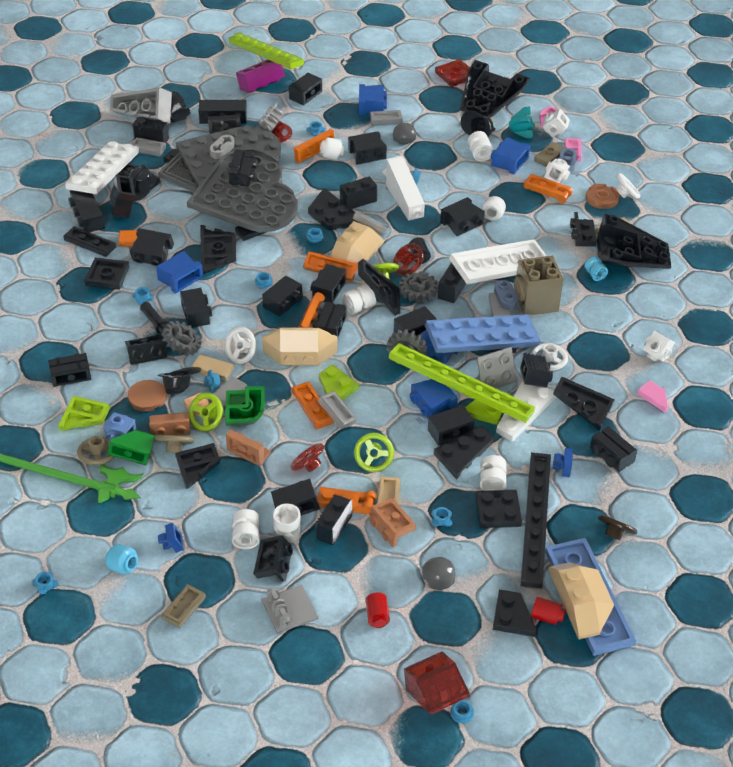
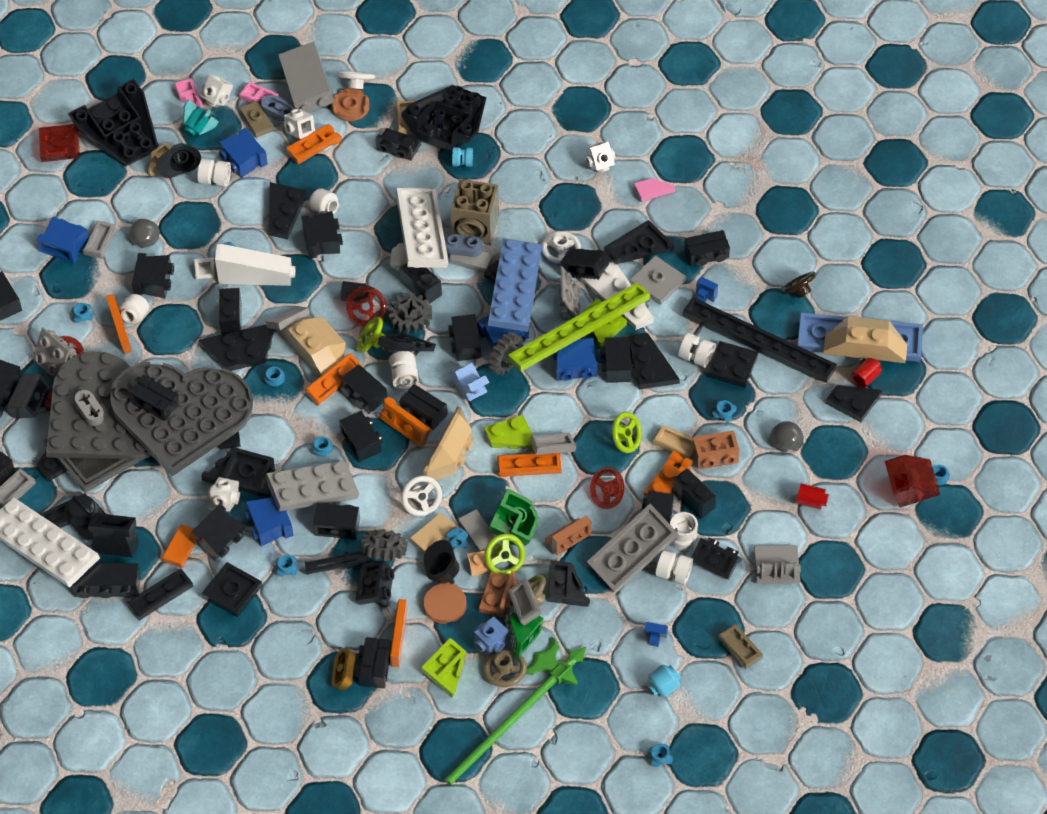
camera: 65 degrees left, 10 degrees up
(56, 353) = (343, 669): none -> pearl gold plate
(103, 374) = (398, 633): none -> orange tile
(153, 431) = (524, 602): none -> light grey tile
(187, 240) = (224, 492): none -> white brick
(218, 282) = (312, 485): none -> light grey plate
(248, 490) = (633, 548): none -> light grey plate
(370, 340) = (469, 382): none -> light blue brick
(477, 192) = (284, 208): none -> black wing
(557, 429) = (659, 279): none -> light grey plate
(604, 162) = (306, 78): none -> light grey brick

